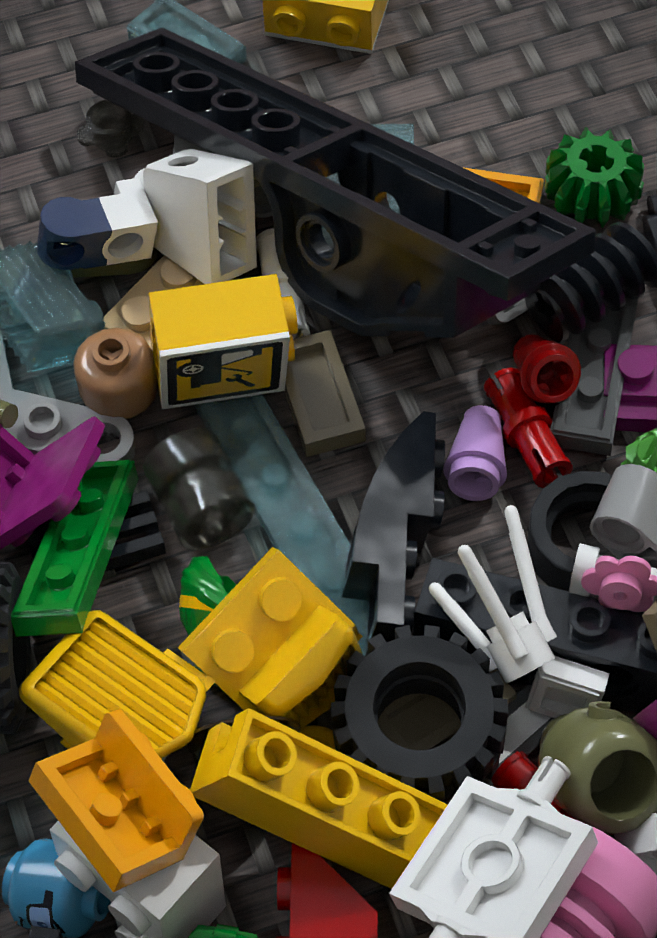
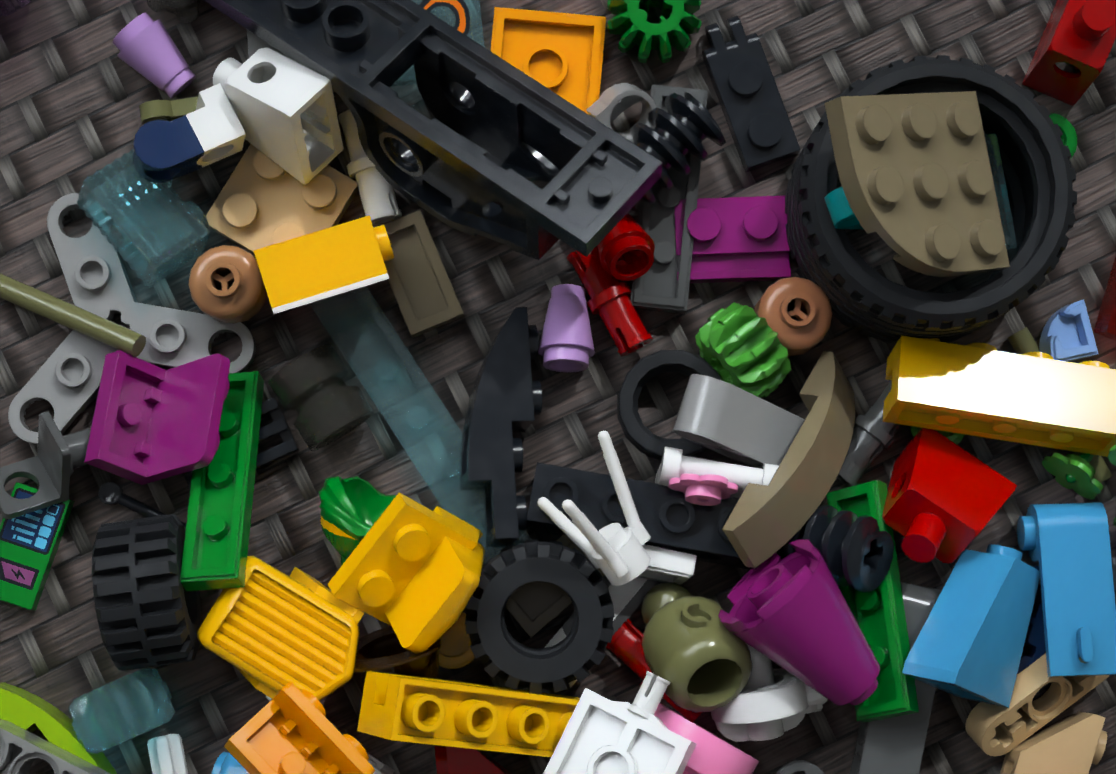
camera: 15 degrees left, 25 degrees up
(71, 168) = (153, 54): none -> lavender cone

